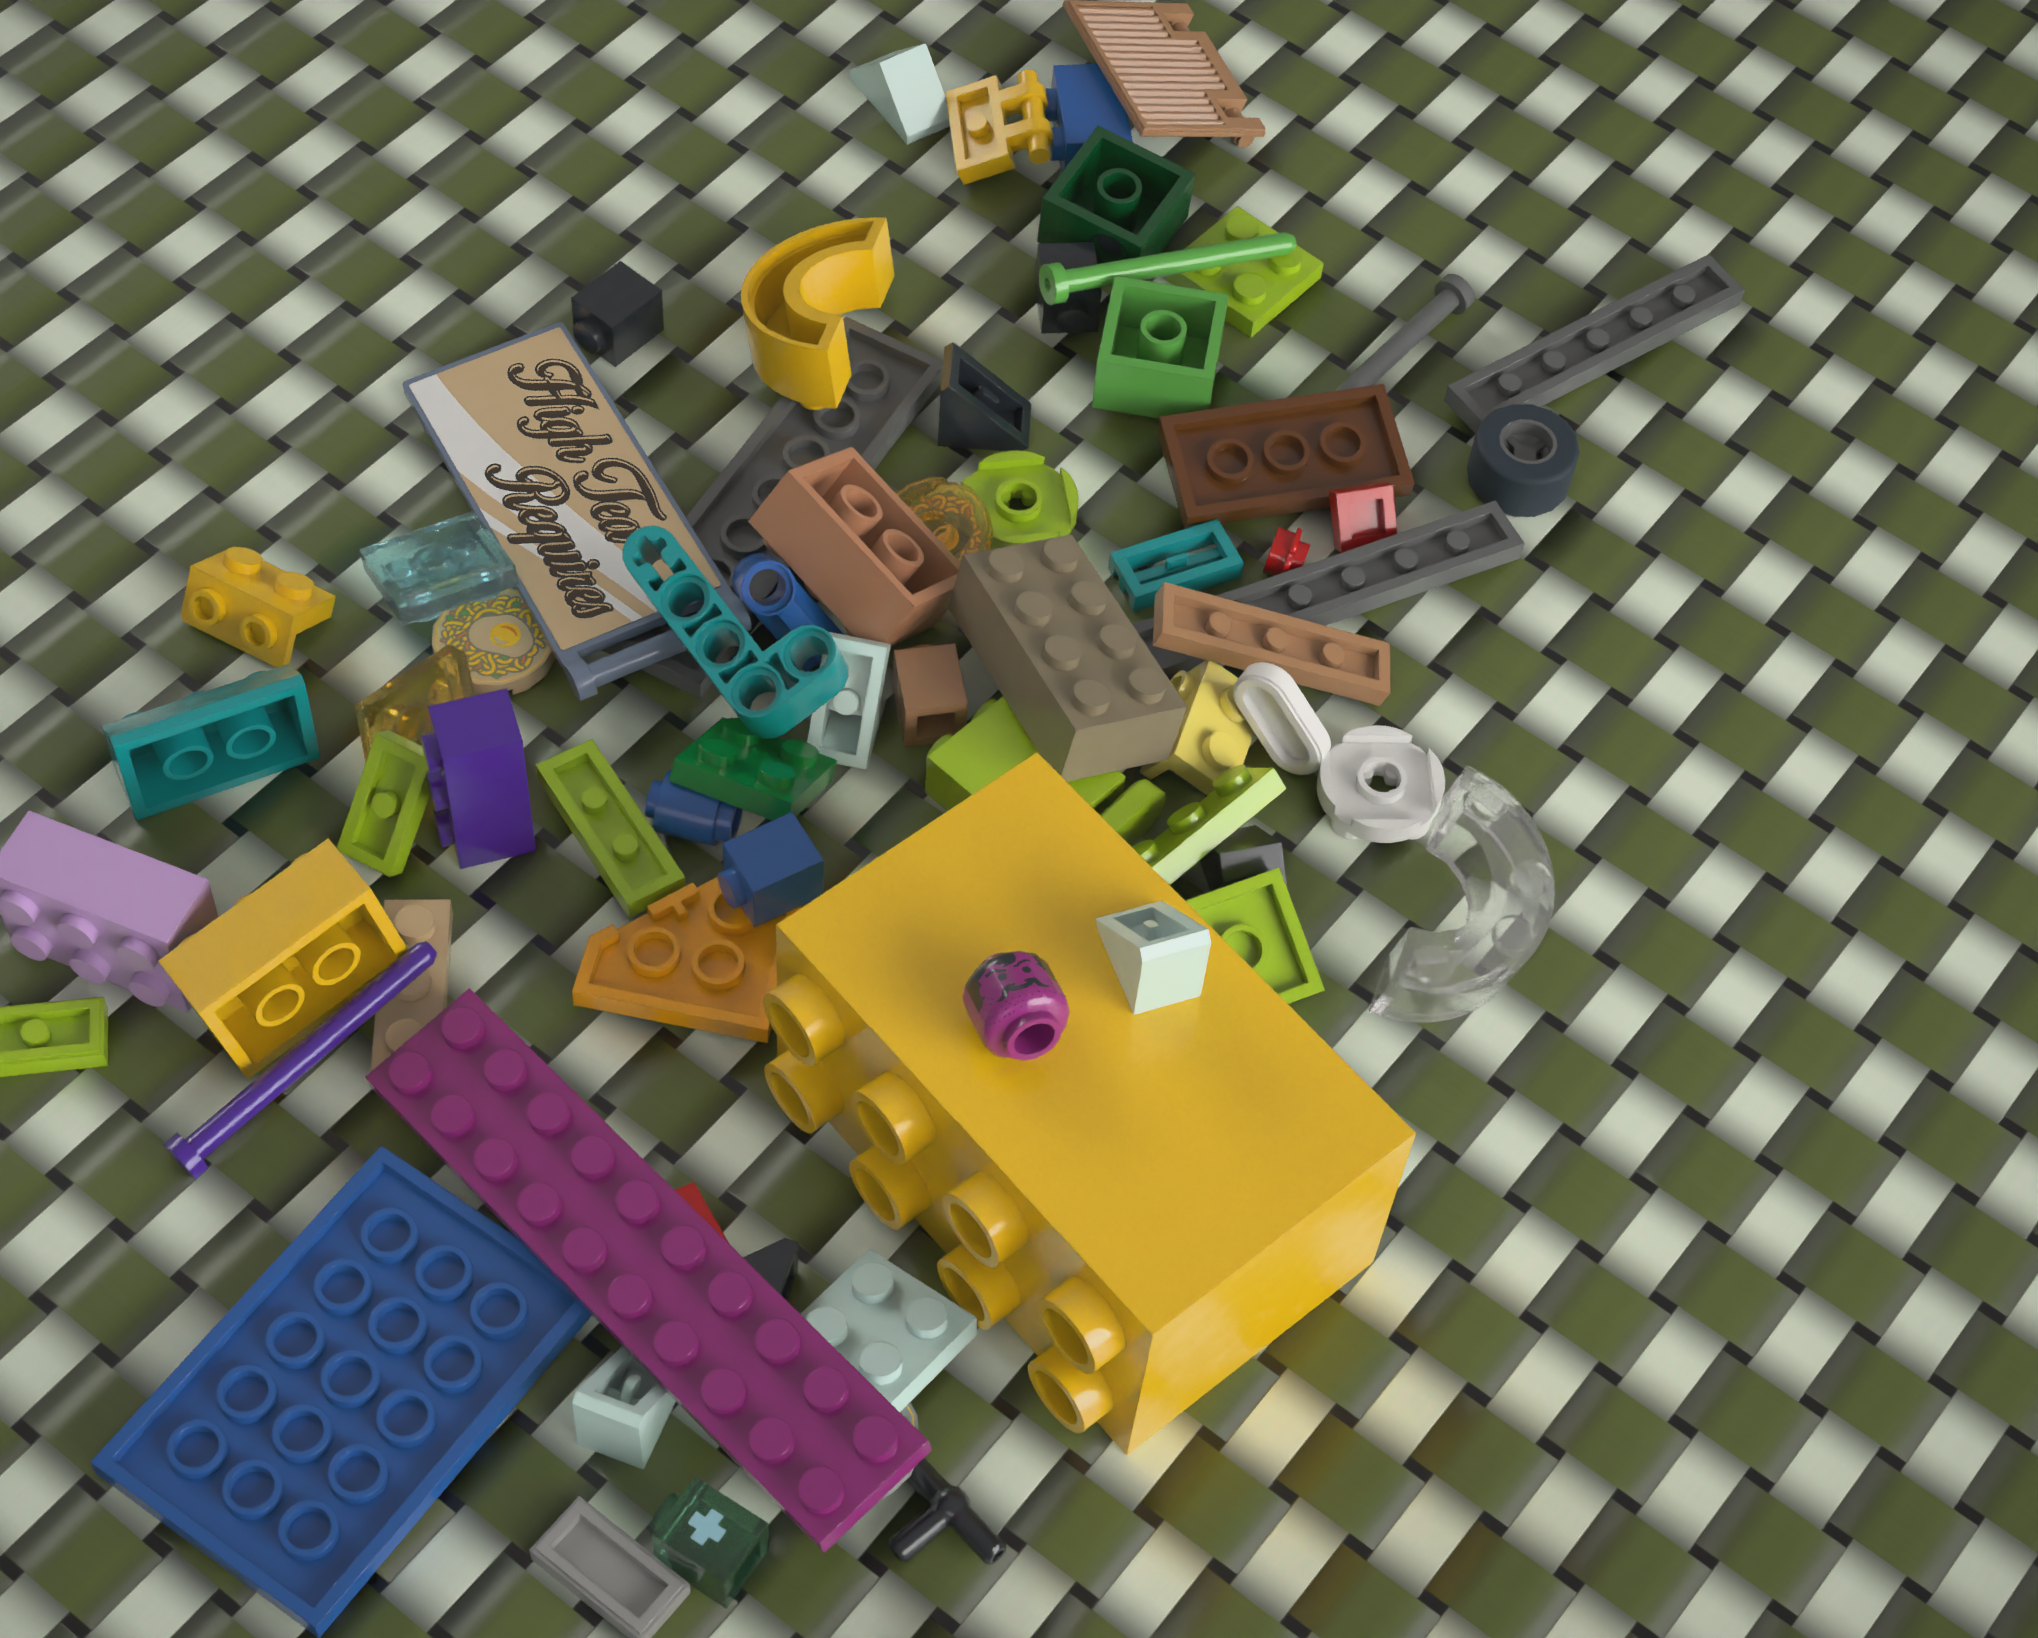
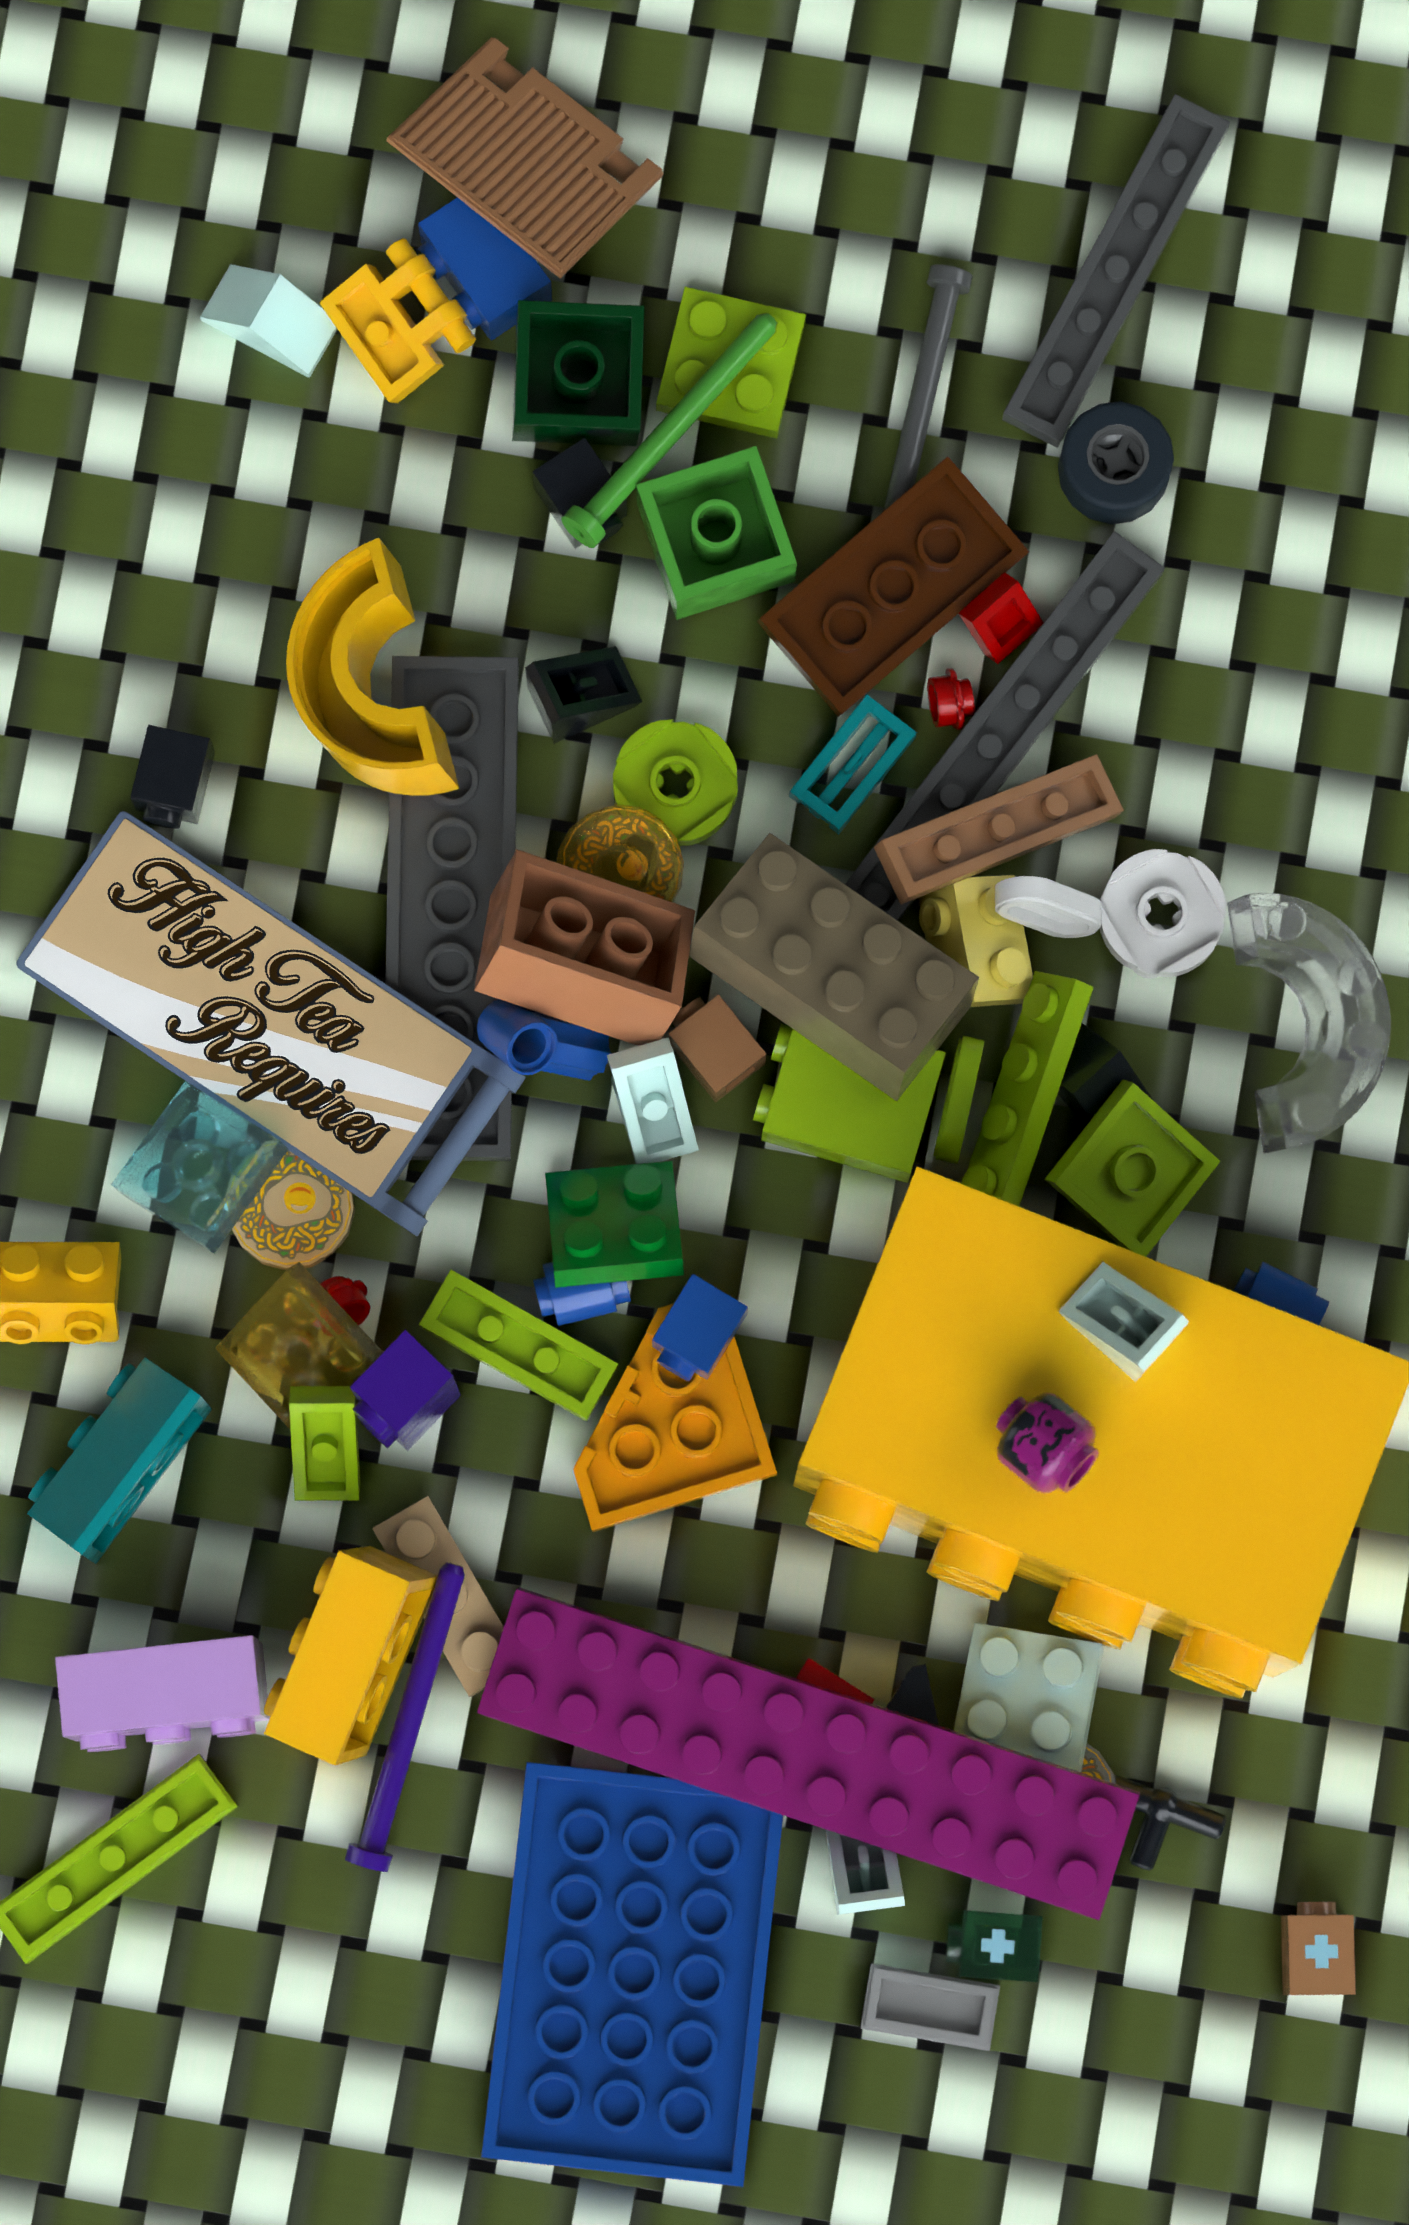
camera: 25 degrees left, 25 degrees up
(717, 628) = (516, 1113): teal beam -> none

